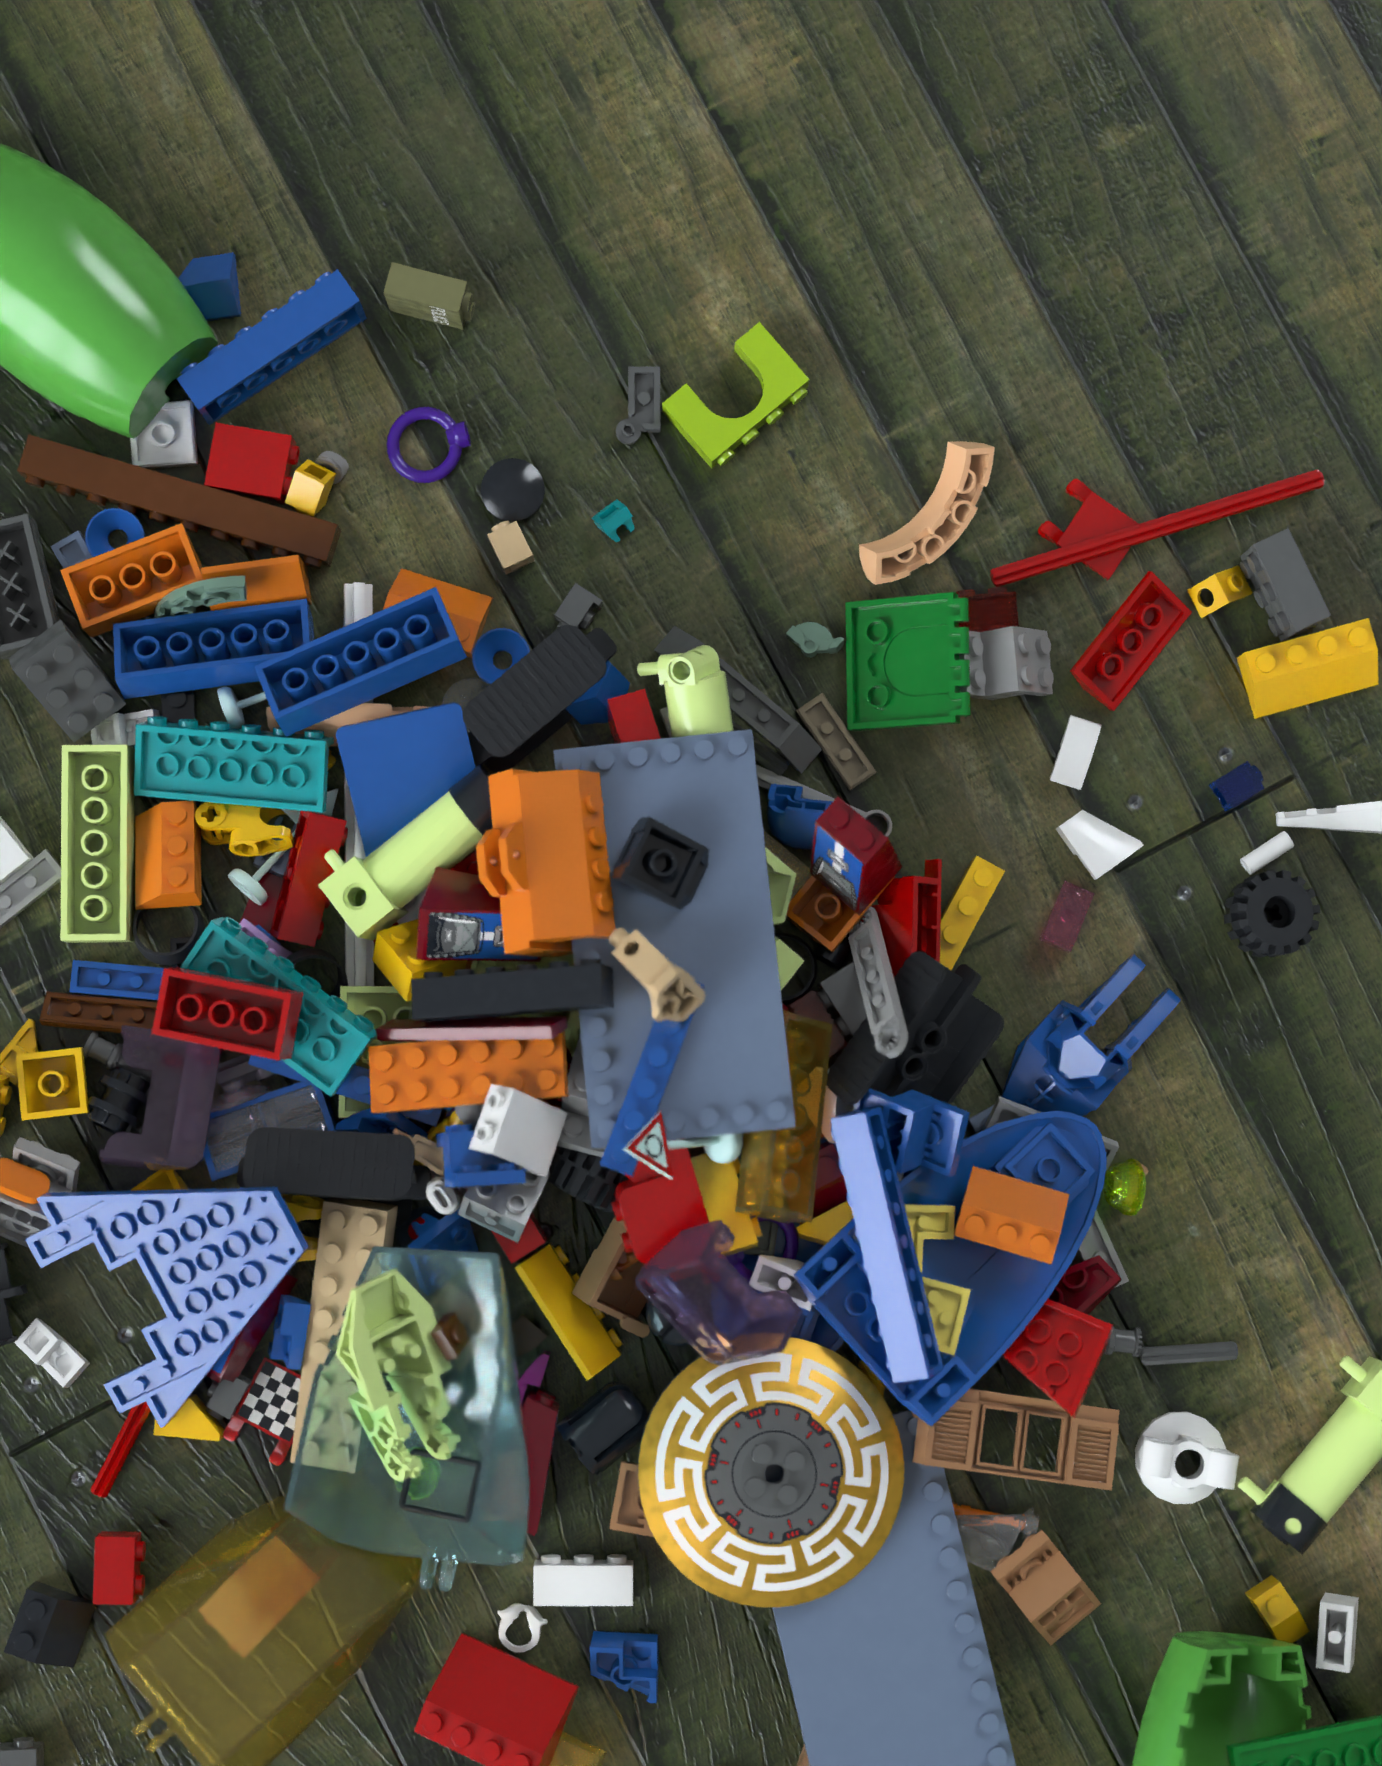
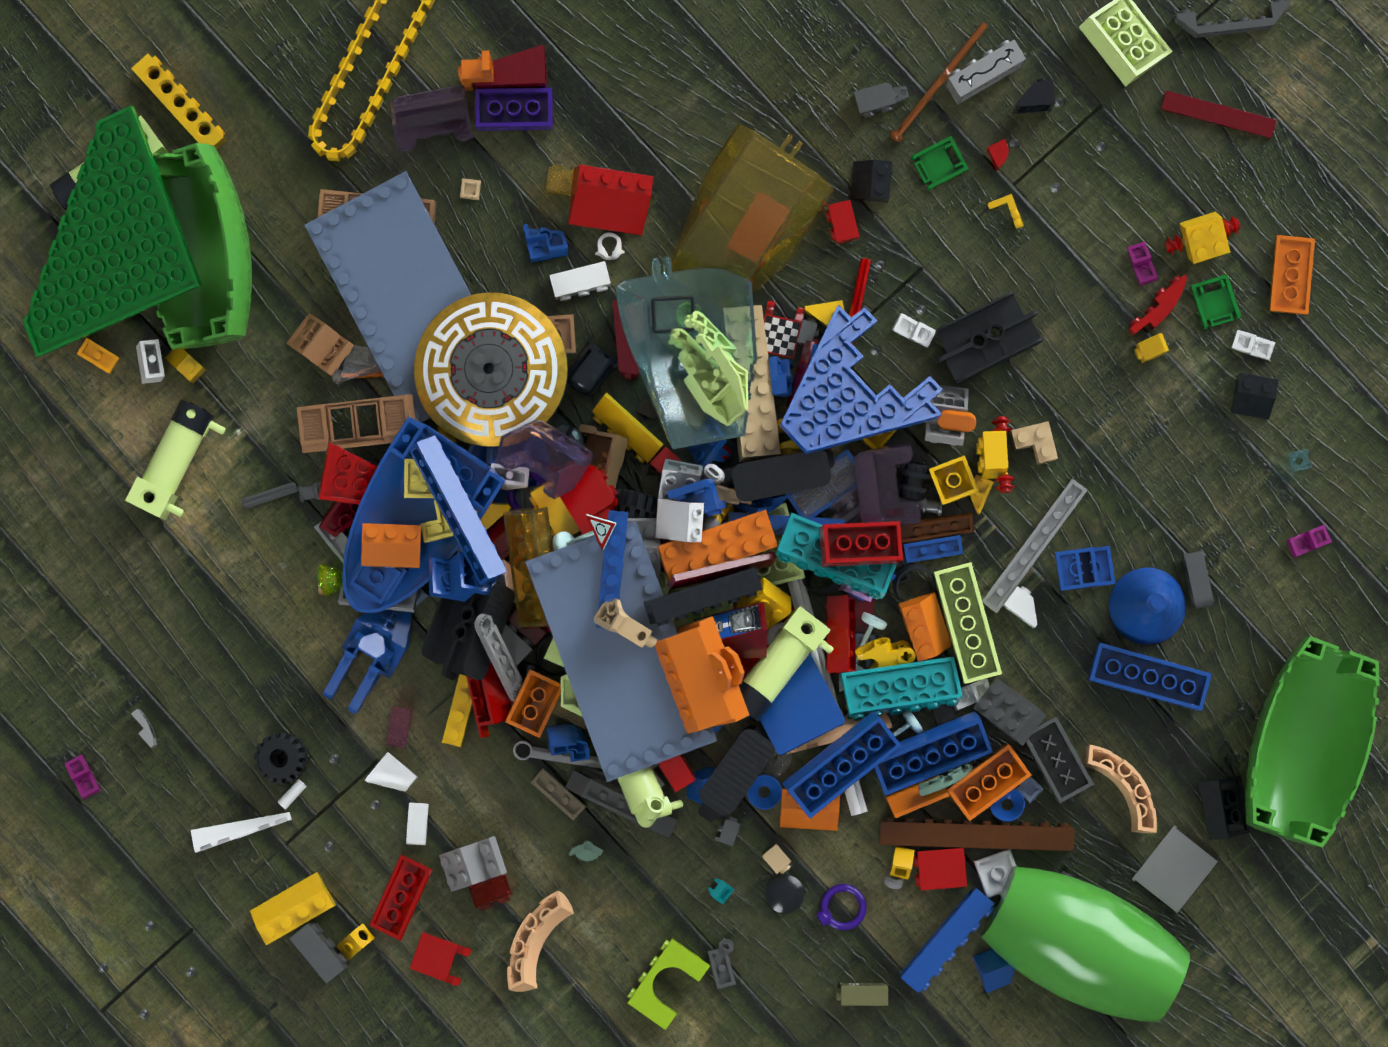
camera: 175 degrees right, 0 degrees up
(450, 1336) = (688, 397): reddish brown plate -> none
(534, 1373) = (638, 388): magenta slope -> none
(661, 863) = (638, 690): black slope -> none
(851, 856) = (531, 723): dark red slope -> none
(907, 661) = (528, 849): green hinge -> none
(1157, 528) = (401, 969): red axle -> none
(1165, 1440) = (269, 446): white piece -> none
(1237, 785) = (318, 828): clear blue brick -> none

